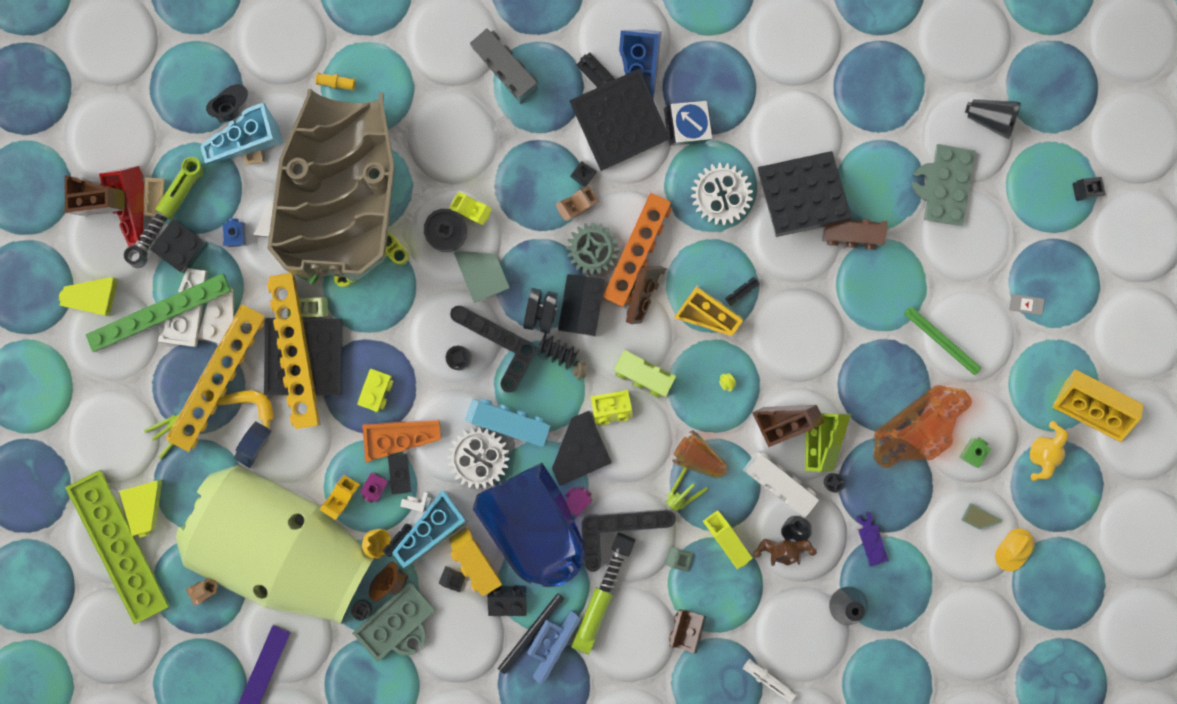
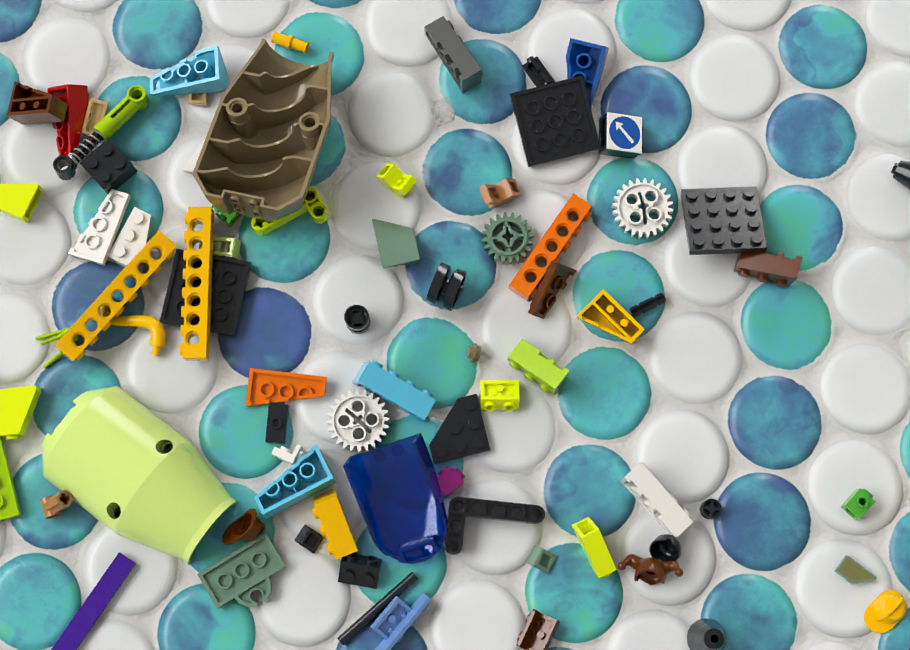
camera: 15 degrees right, 10 degrees down
(158, 312) = (74, 225): bright green plate -> none
(226, 104) = (183, 44): black piece -> none
(239, 238) = (166, 170): blue brick -> none
(251, 444) = (136, 367): dark blue brick -> none
(340, 497) = (214, 435): yellow brick -> none
(362, 606) = (211, 552): black wheel -> none
(374, 487) = (249, 432): magenta brick -> none
(375, 390) = (269, 338): neon yellow bracket -> none
(375, 542) = (239, 487): yellow hair -> none
(396, 540) = (257, 489): black axle -> none
(434, 230) = (364, 206): black wheel -> none
(500, 340) = (400, 309): black beam -> none
(557, 352) = (455, 331): black piece -> none
(581, 304) = (487, 290): black slope -> none
(583, 174) = (511, 167): black tile -> none
(602, 596) = (457, 582): piece -> none
(677, 500) = (548, 499): lime plant -> none
(699, 456) = (579, 458): clear orange cone -> none
(727, 382) = (619, 390): neon yellow plate -> none
(785, 422) = (673, 438): reddish brown wedge -> none
(825, 442) = (707, 462): lime wedge -> none
(871, 541) = (740, 576): dark purple plate -> none
(925, 427) = (812, 470): clear orange connector -> none
(942, 340) = (840, 387): bright green axle -> none
(946, 184) = (863, 237): sand green plate -> none

